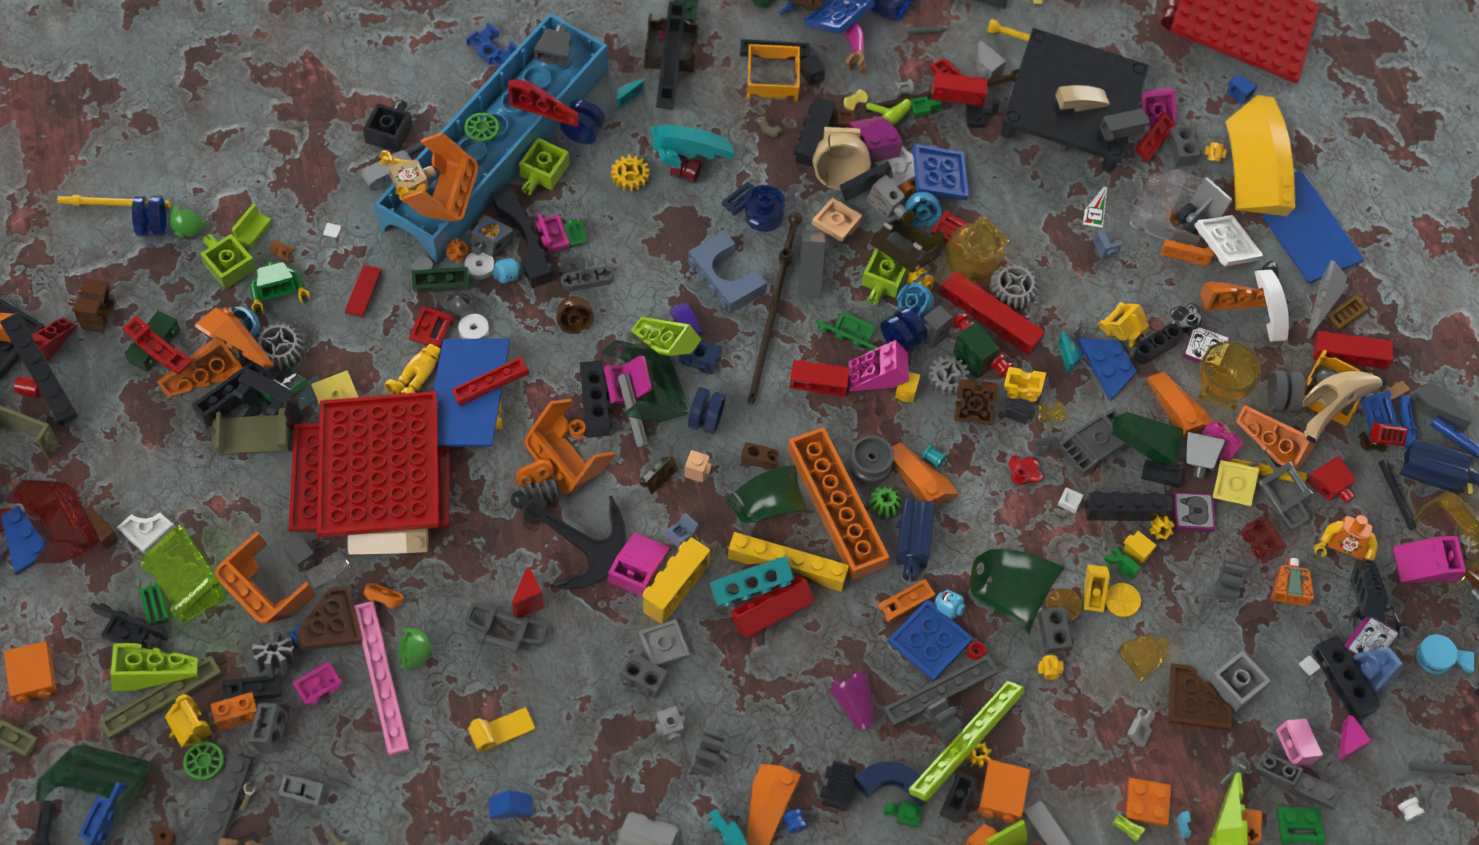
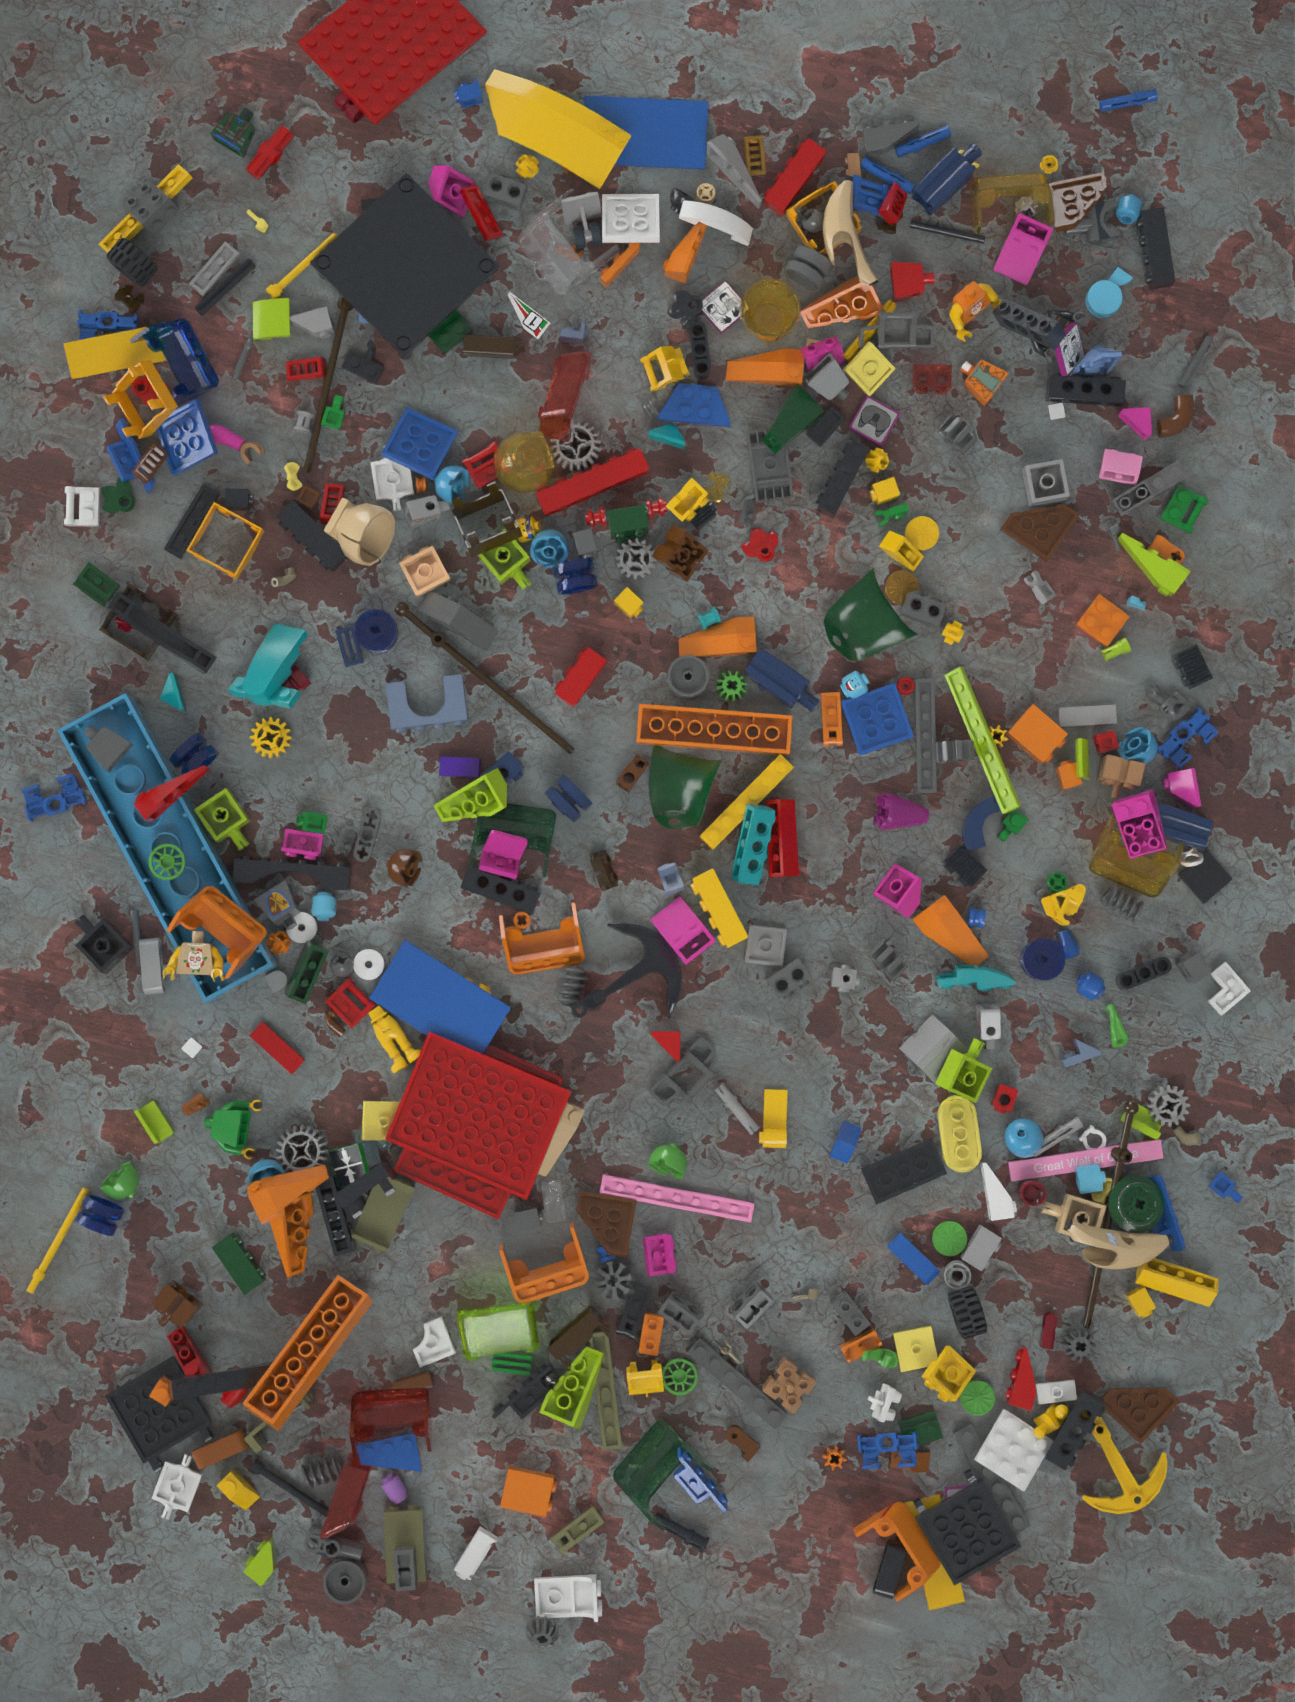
camera: 60 degrees left, 25 degrees up
(89, 416) = (307, 1352): none -> orange brick
(156, 347) = (256, 1263): red slope -> none
(204, 637) = (576, 1335): none -> dark brown piece
(227, 260) = (176, 1168): lime brick -> none
(384, 595) = (603, 1163): orange plate -> none
(405, 321) = (332, 1024): none -> reddish brown arm
(487, 454) = (514, 1013): none -> dark brown piece
(490, 381) = (444, 978): red tile -> none
(494, 689) = (731, 1102): none -> light grey pin
(533, 473) = (551, 980): orange plate -> none
(629, 399) = (531, 863): light grey axle -> none
(697, 466) = (616, 833): light nougat brick -> none
(781, 737) = (900, 890): none -> dark pink slope
(851, 328) = (547, 620): green bracket -> none
(865, 181) = (400, 522): black tile -> none
(879, 368) = (602, 620): dark pink slope -> none
(880, 138) = (351, 481): magenta slope -> none
(894, 114) = (329, 451): lime piece -> none
(958, 797) = (1025, 775): black brick -> none
(959, 89) = (339, 372): red brick -> none
(970, 33) = (271, 319): none -> lime slope
(1045, 158) = (450, 332): none -> dark green plate
(1053, 190) = (491, 346): none -> dark brown piece
(1070, 500) = (808, 521): white tile -> none
(1073, 243) = (564, 394): none -> clear red windscreen
(1081, 97) = (418, 265): tan slope -> none
(1124, 124) = (467, 242): dark grey brick -> none
(1144, 654) = (981, 546): clear yellow torso -> none
(1292, 287) = (705, 190): none -> tan wheel
(1380, 778) = (1179, 420): none -> reddish brown cylinder
(1411, 809) = (1217, 411): white wheel -> none

